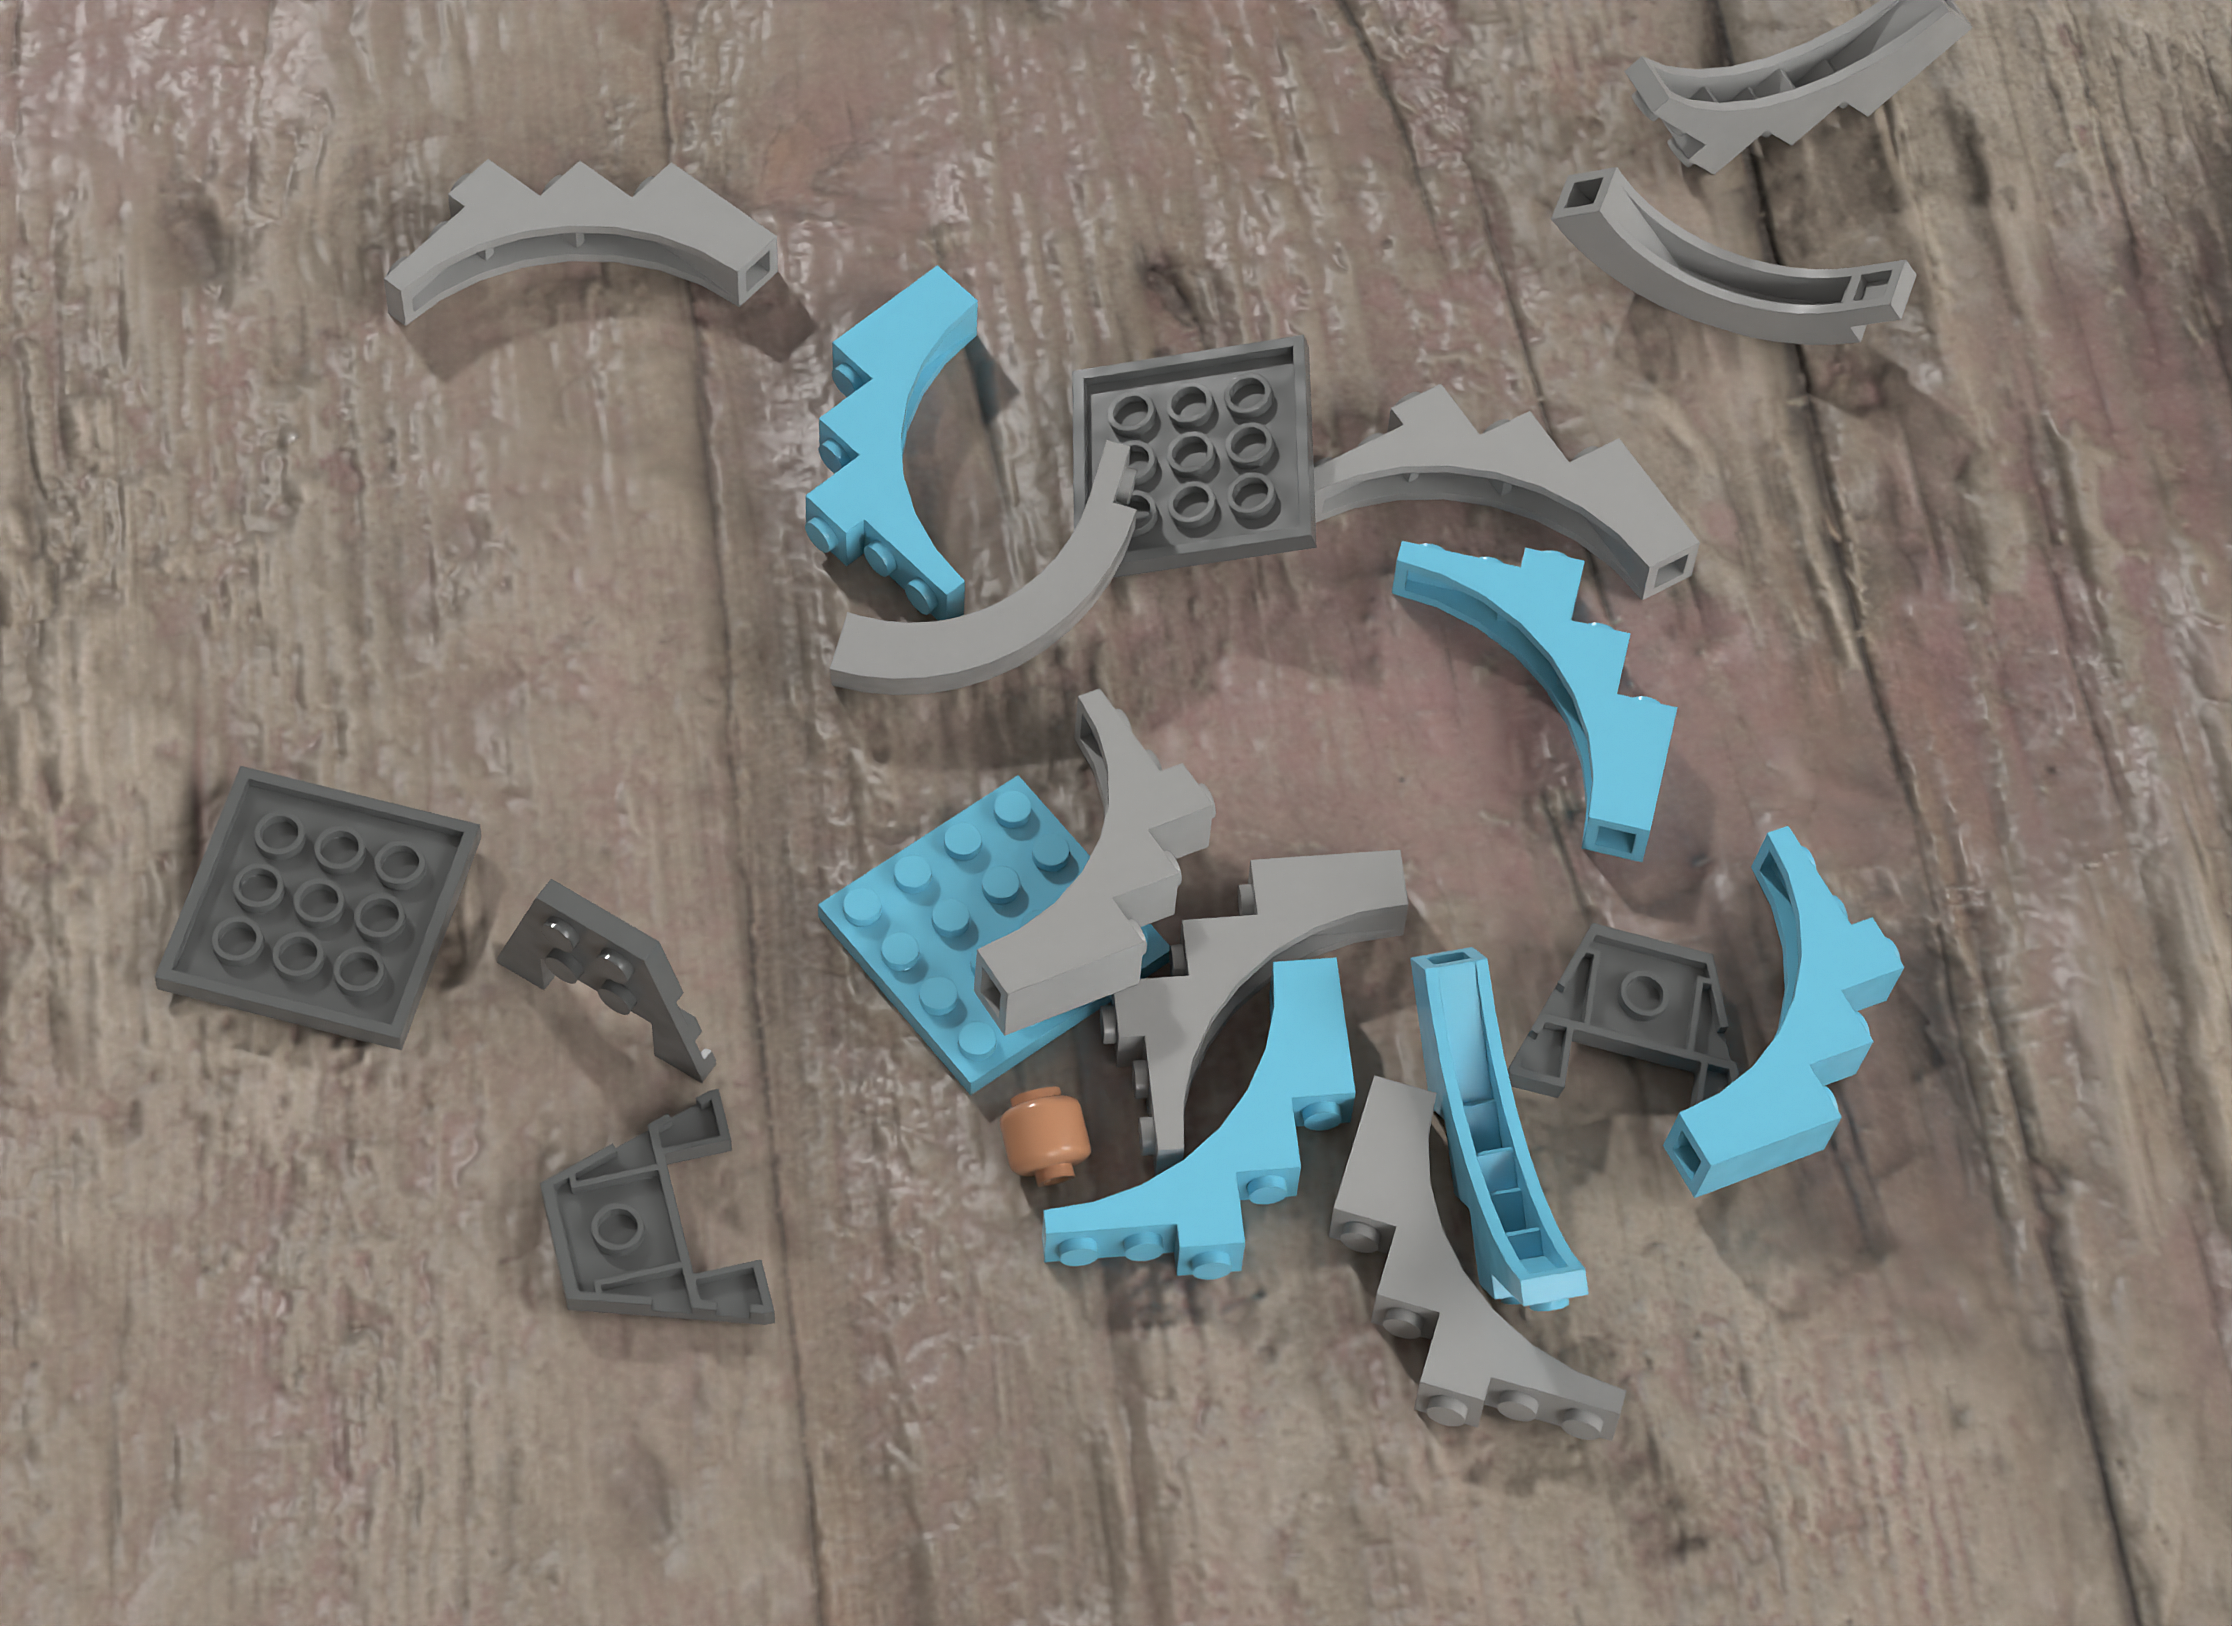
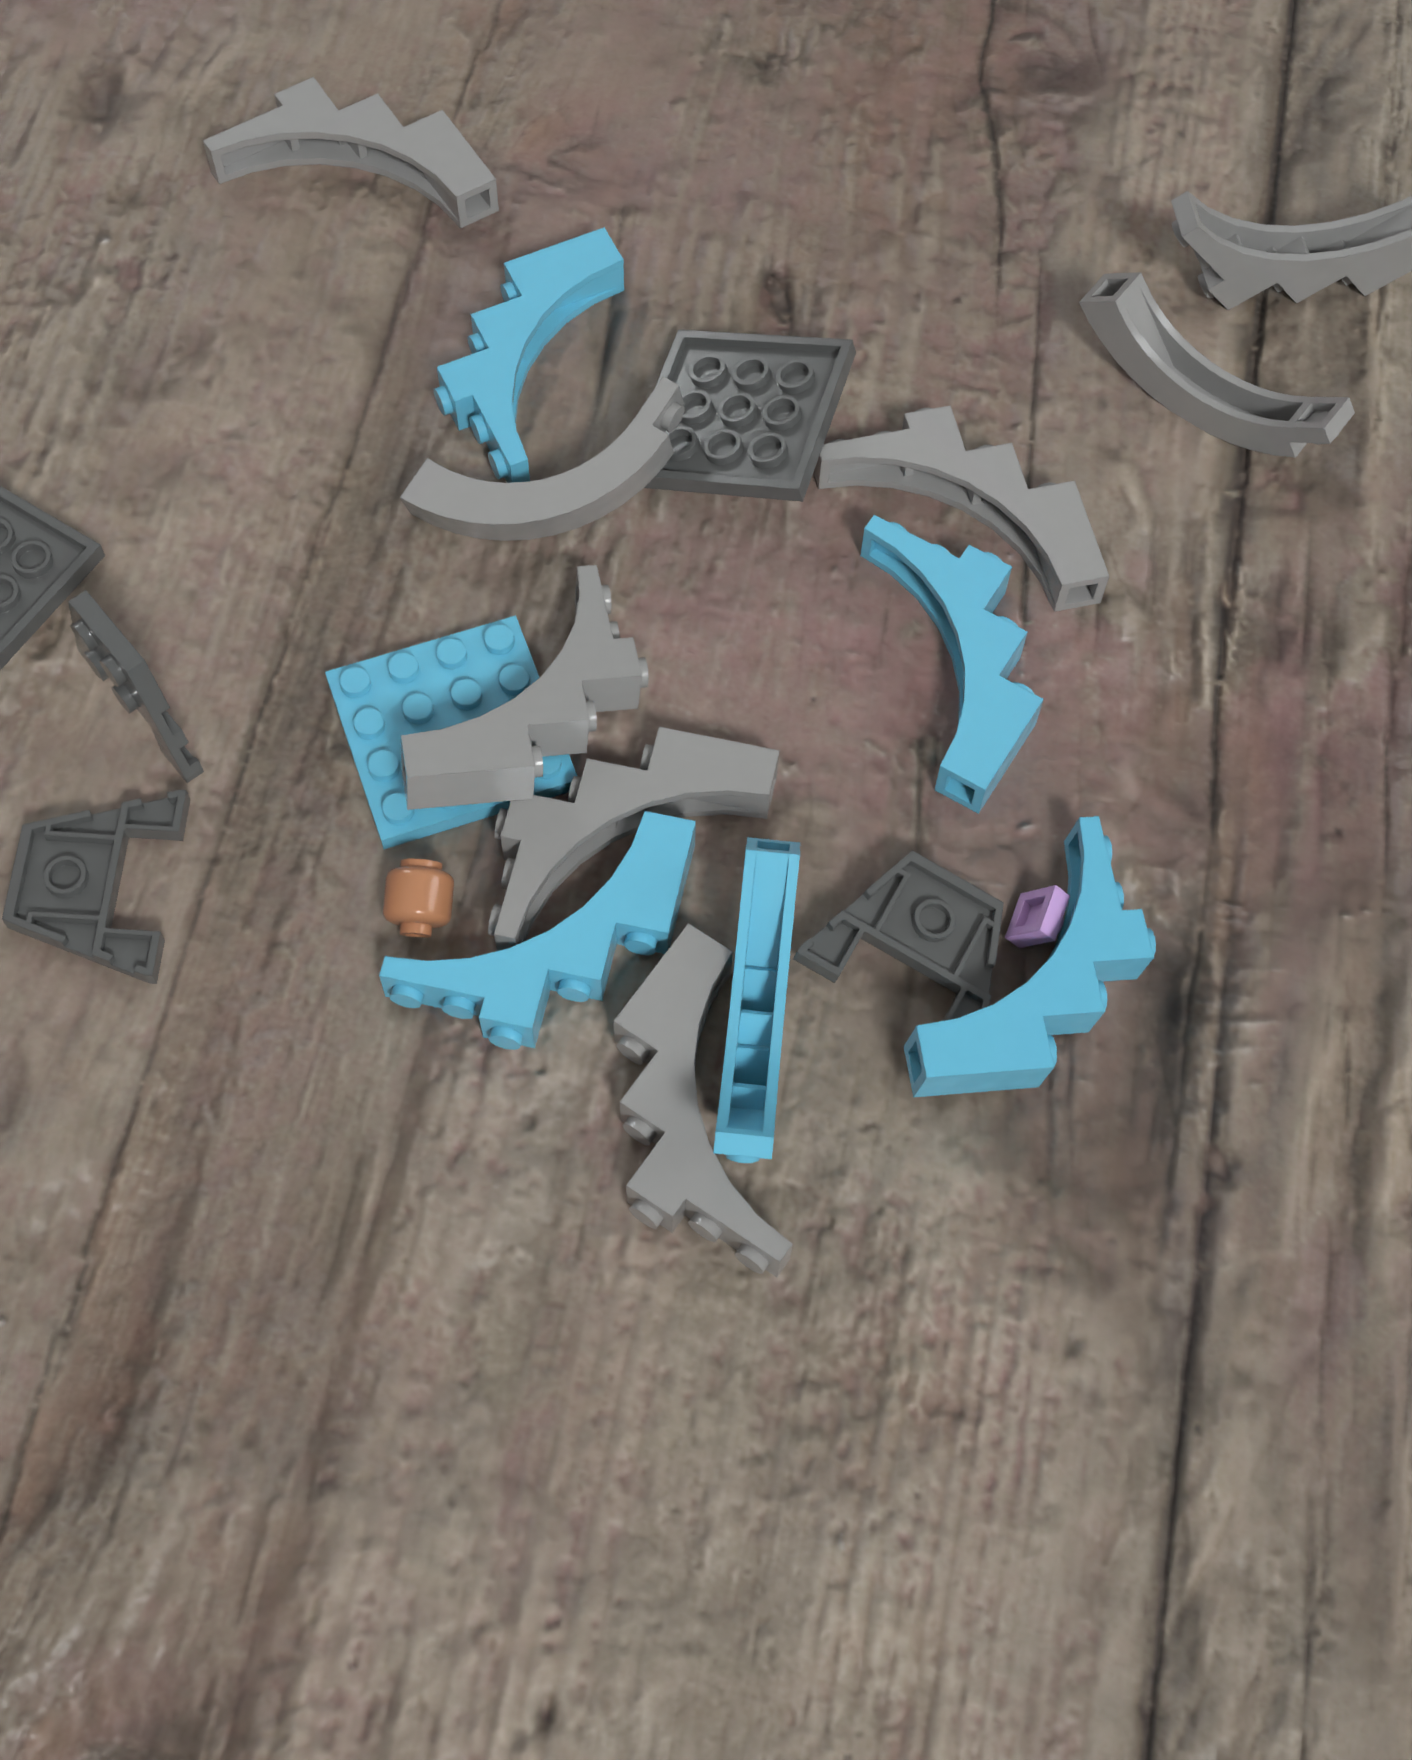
camera: 20 degrees right, 5 degrees up
(1756, 959) = (1037, 916): none -> lavender plate

